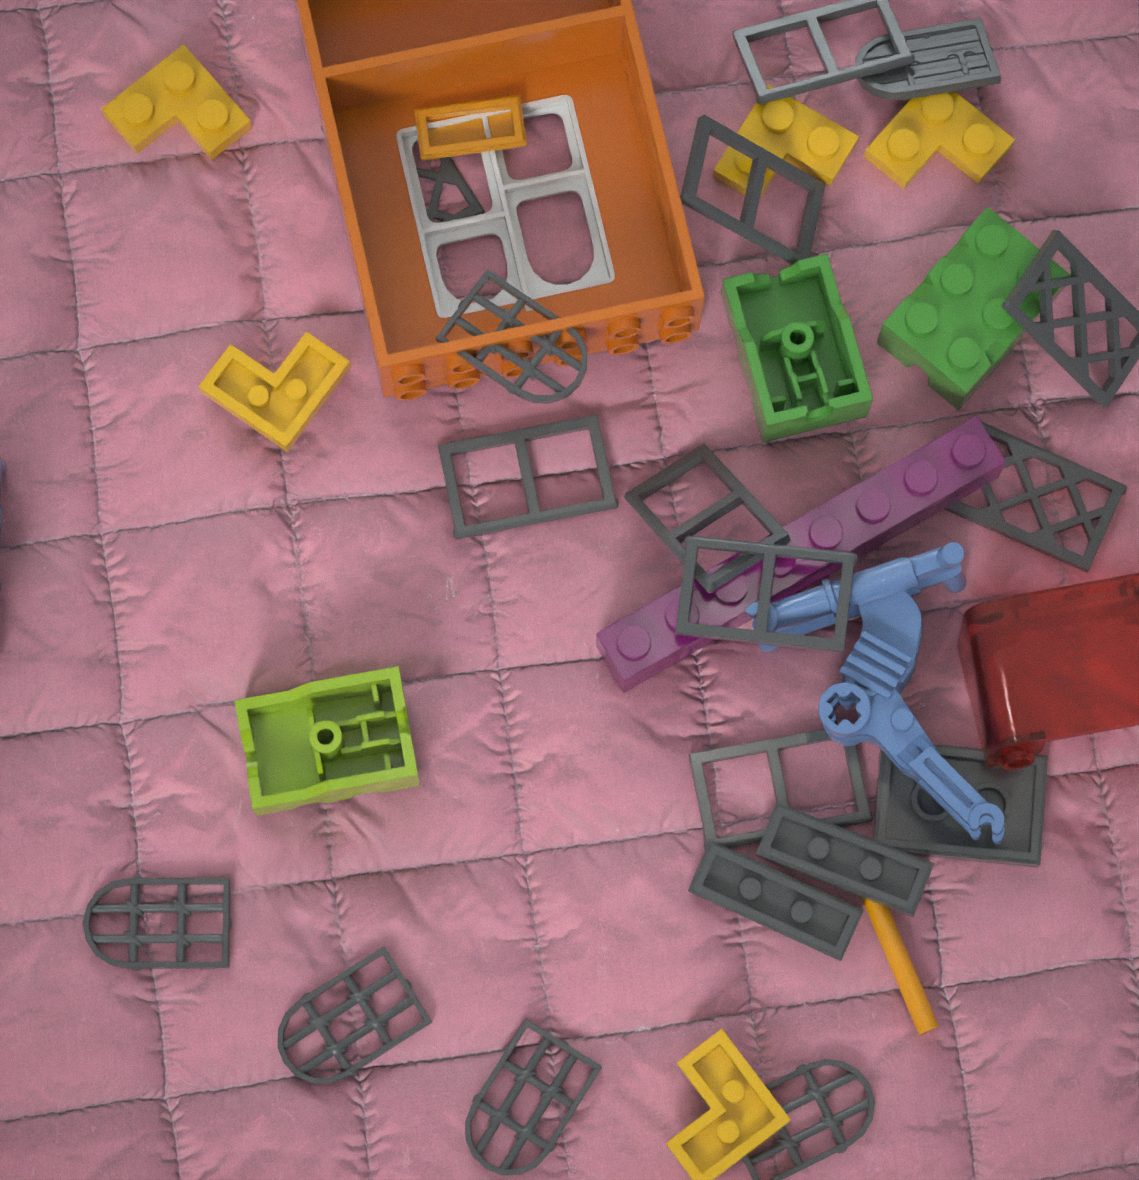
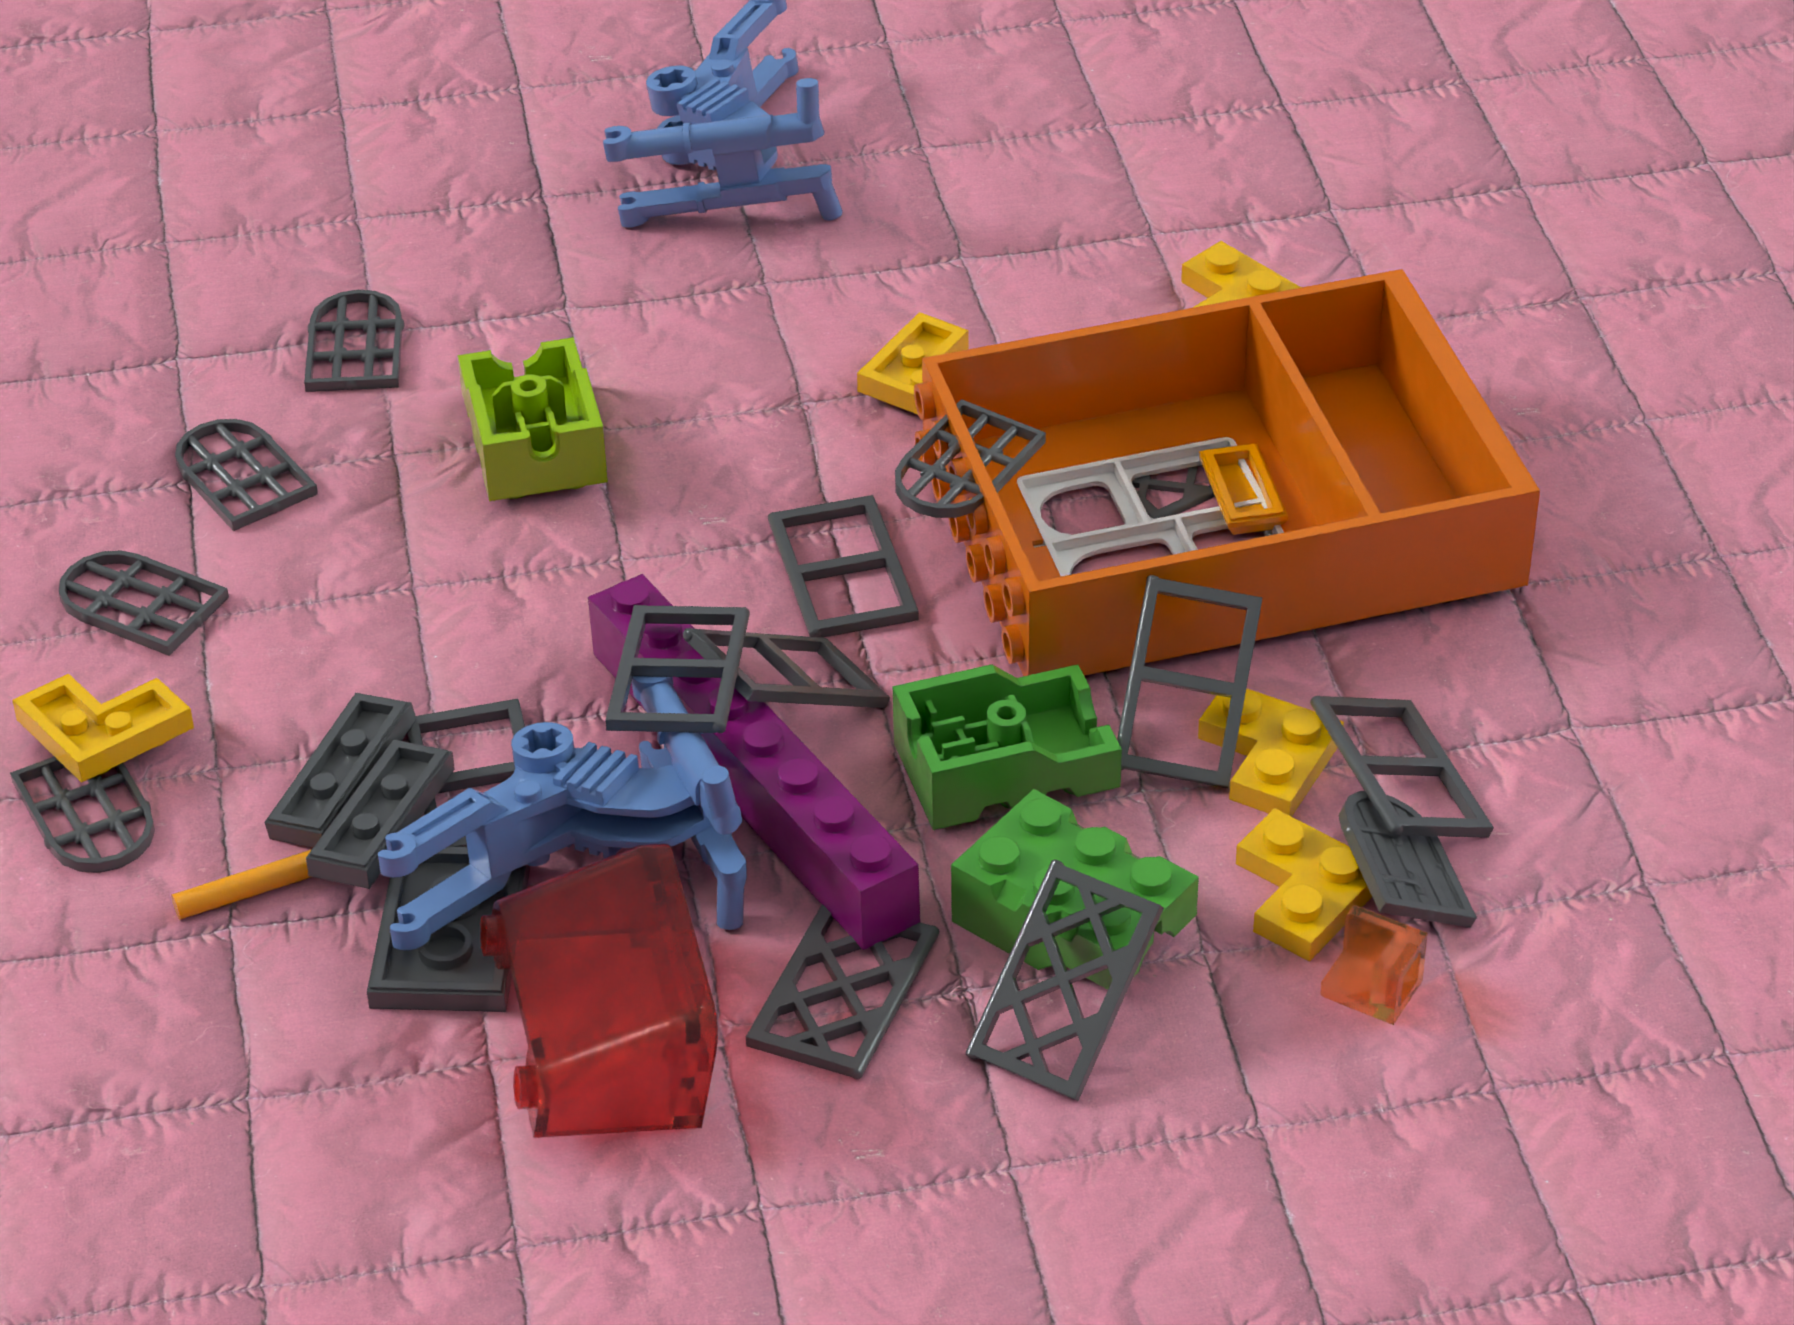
camera: 90 degrees right, 35 degrees down
(1044, 96) = (1377, 966): none -> clear orange panel

